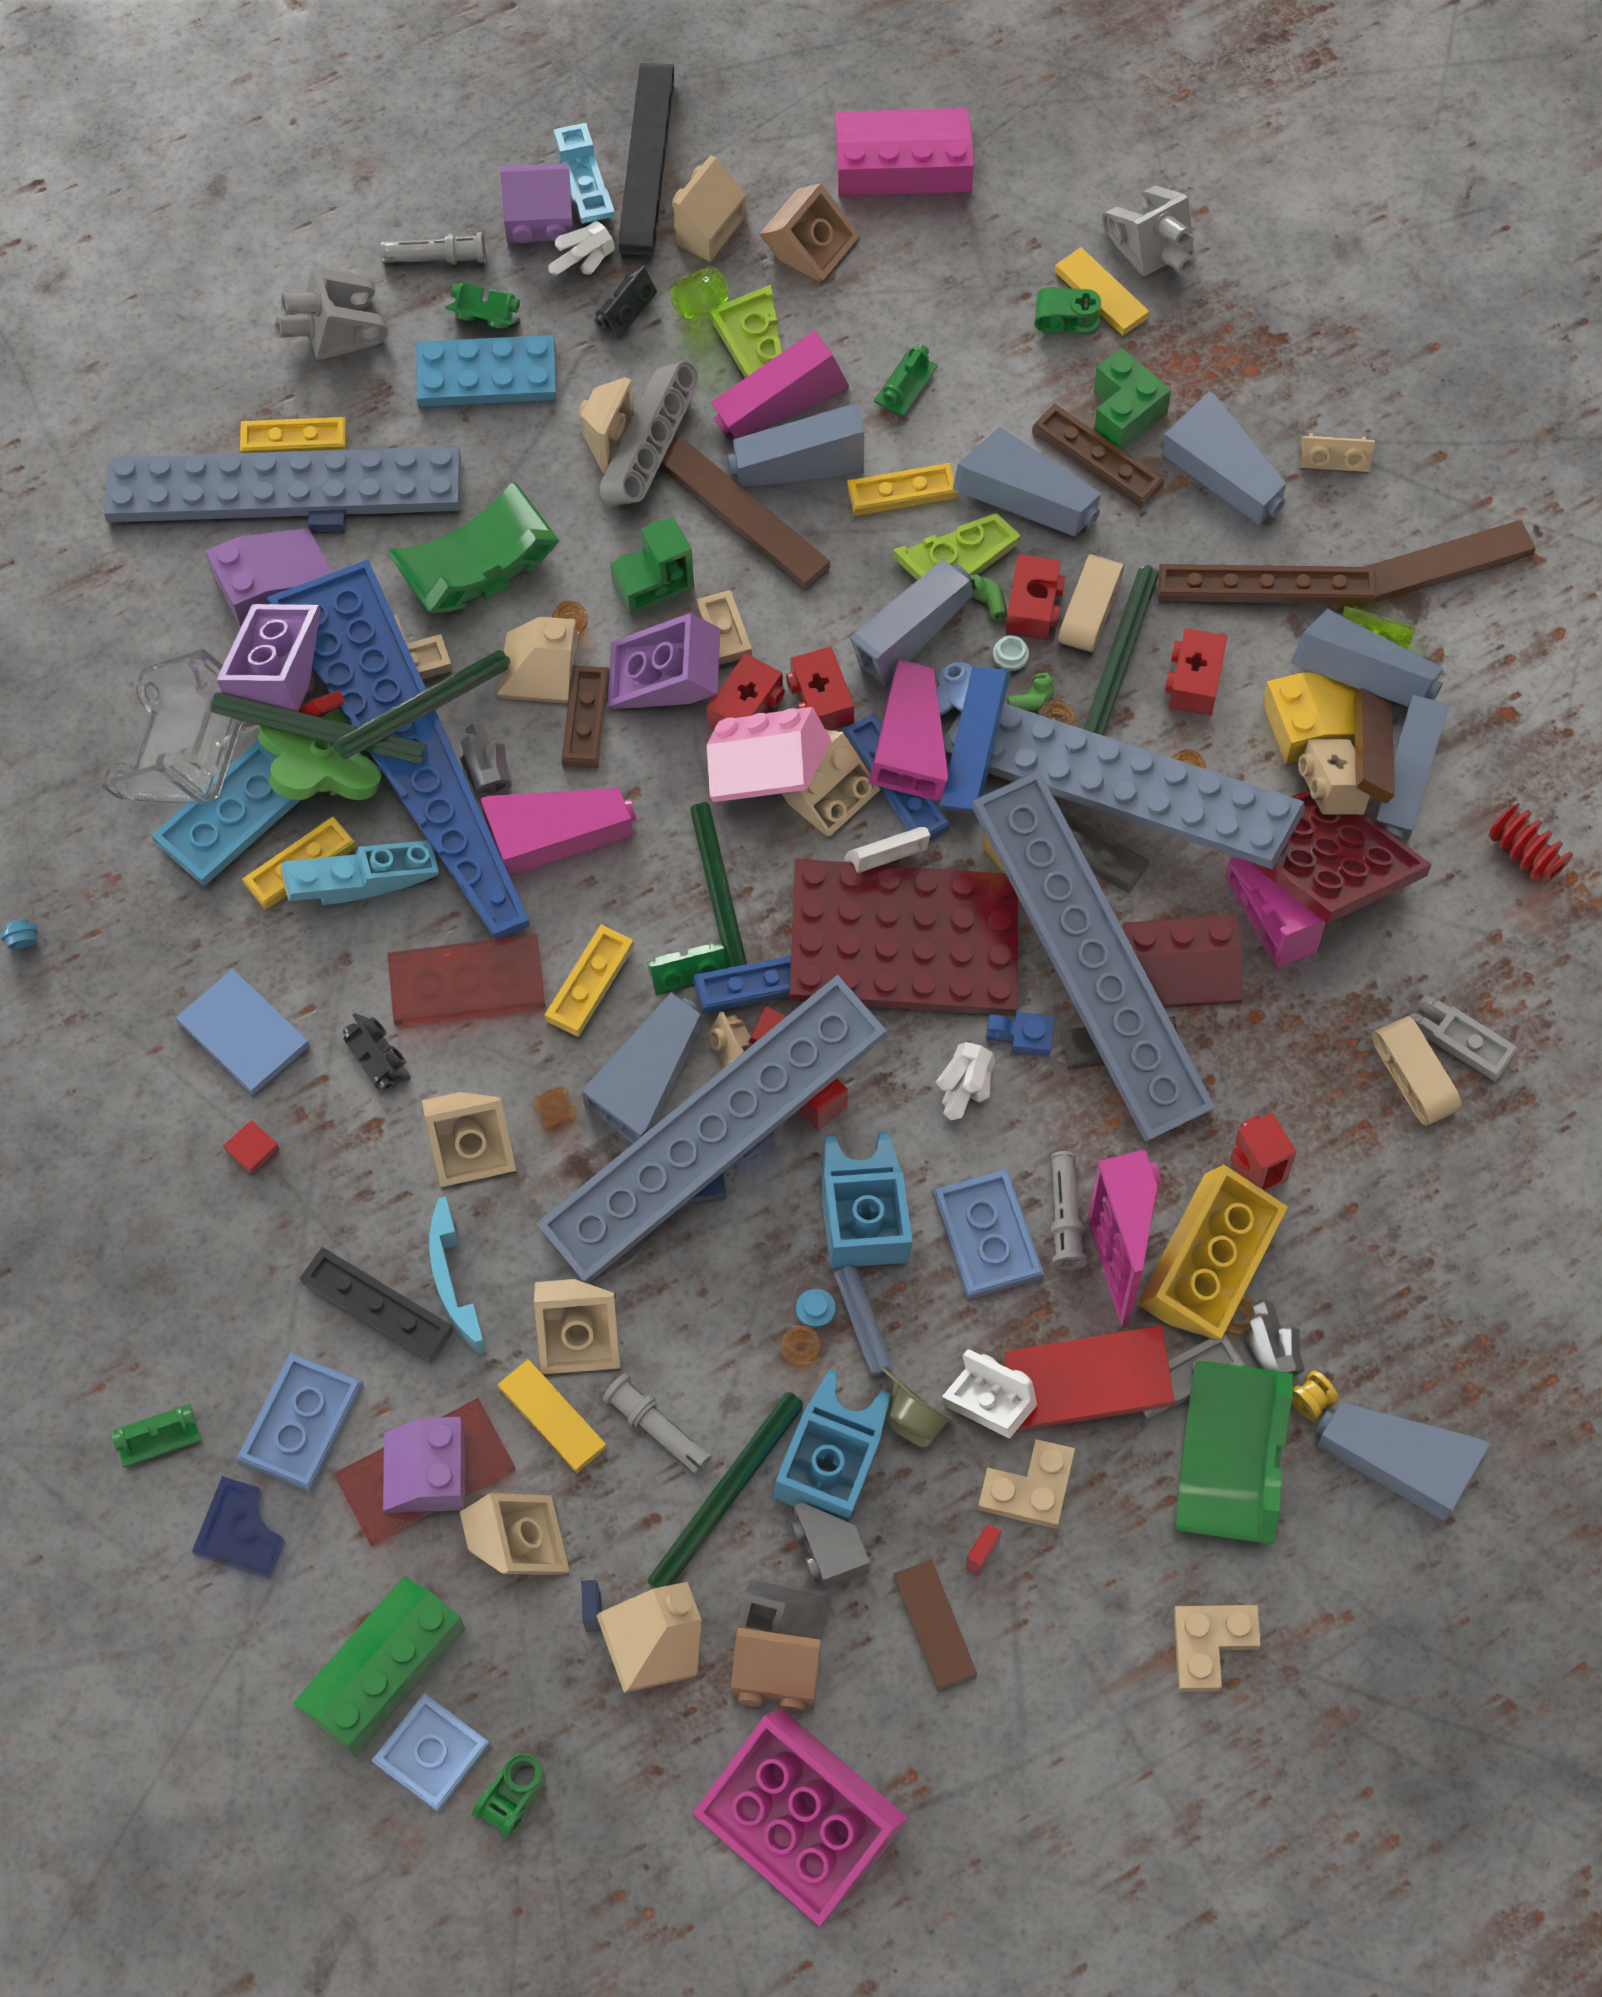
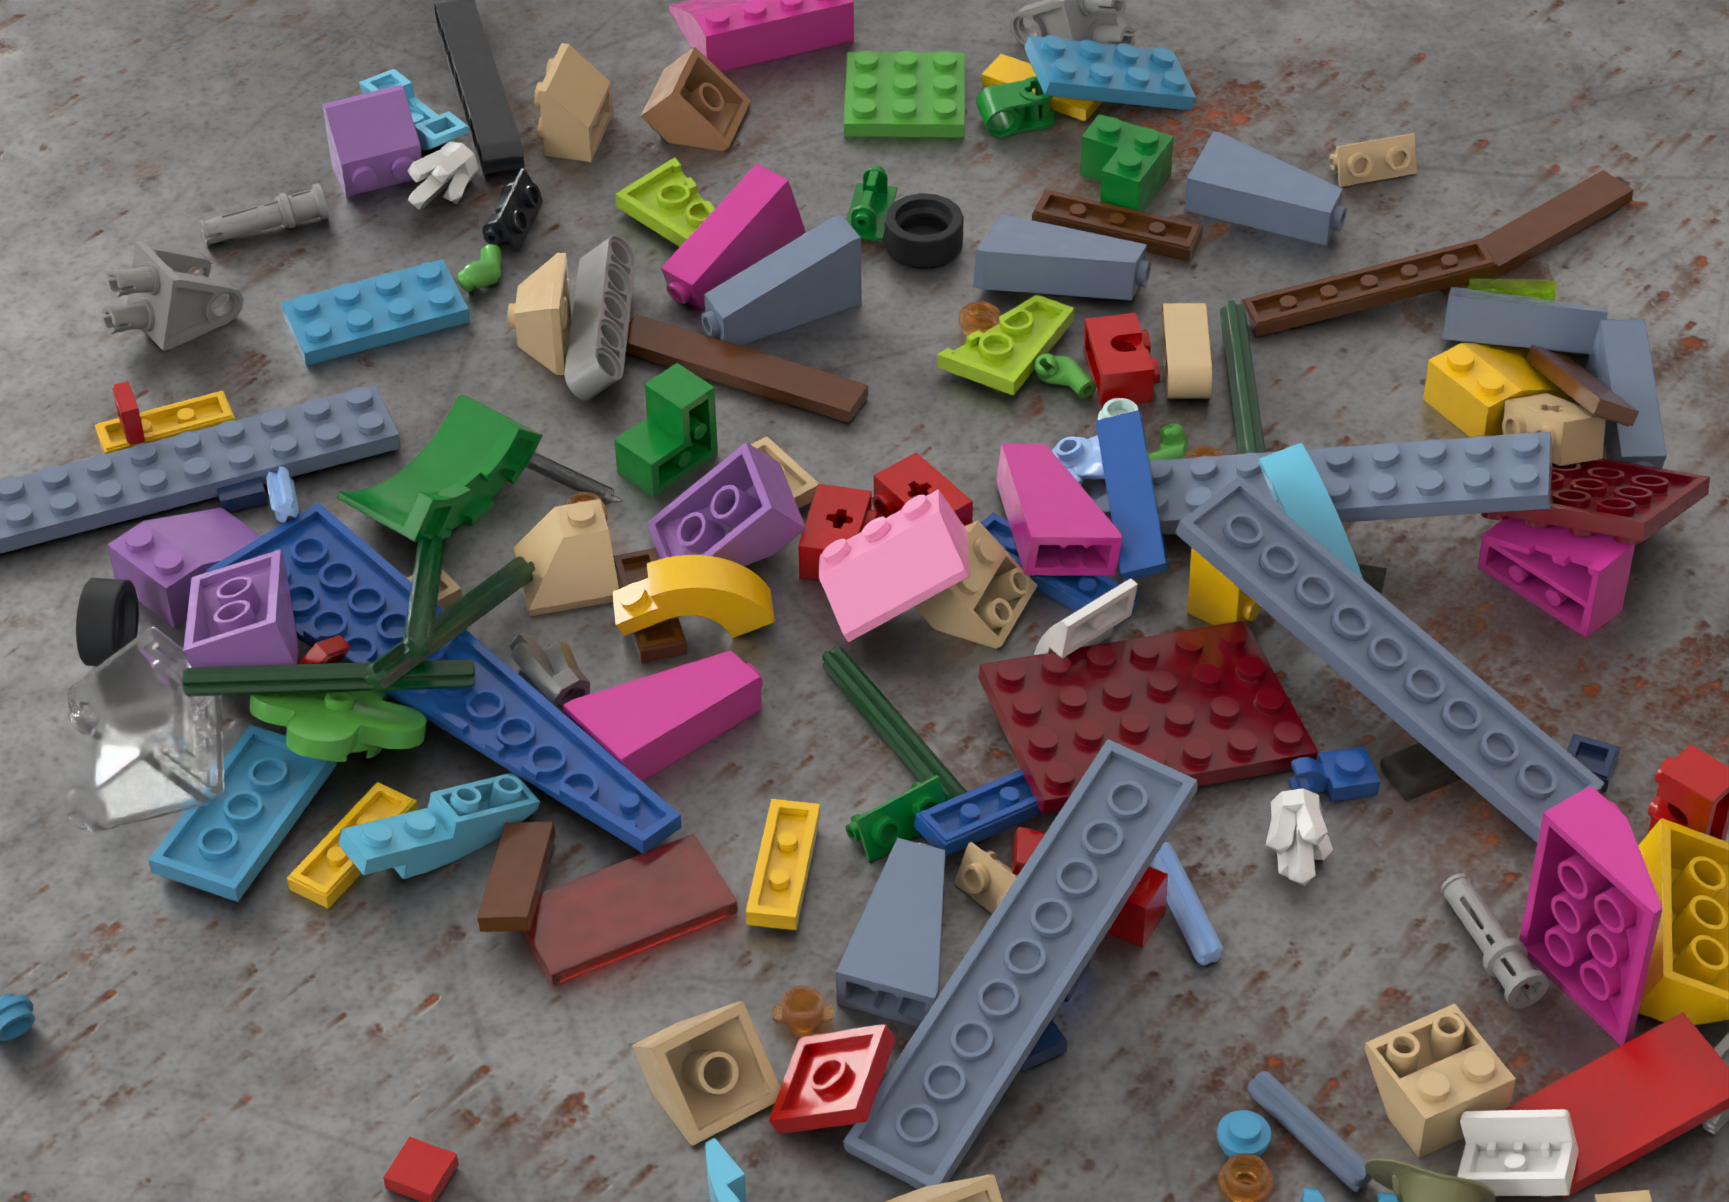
camera: 20 degrees left, 20 degrees down
(185, 619) = (105, 619): none -> black tyre
(242, 1031) = (355, 1045): medium blue tile -> none
(263, 425) = (128, 413): none -> red tile
(348, 539) = (282, 494): none -> light blue axle
(386, 1060) = (559, 1024): black hinge -> none
(398, 931) = (516, 877): none -> reddish brown tile
(406, 678) = (423, 597): none -> dark green axle
(496, 309) = (331, 250): green hinge -> none
(547, 1173) = (832, 1079): none -> red plate
(572, 580) = (568, 477): none -> black piece
(581, 356) = (482, 272): none -> bright green arm
(616, 724) = (695, 587): none -> yellow arch
(699, 292) = (598, 178): clear neon green gear -> none
(861, 1108) = (1188, 908): none -> light blue axle
(865, 1206) = (1250, 998): dark azure brick -> none
(902, 489) = (914, 305): yellow tile -> none
(911, 620) = (995, 408): sand blue slope -> none
(938, 395) = (924, 249): none -> black tyre
(942, 527) = (979, 317): none -> clear orange plate
(967, 1312) = (1434, 1074): none -> tan slope
(986, 266) = (904, 94): none -> bright green plate
(988, 1234) = (1399, 979): medium blue tile -> none
(1095, 815) = (1306, 501): none -> medium azure slope
(1156, 299) = (1109, 72): none -> dark azure plate
(1190, 959) = (1502, 639): dark red slope -> none
(1197, 672) = (1339, 381): red brick -> none
(1221, 1081) = (1596, 756): none -> dark blue tile

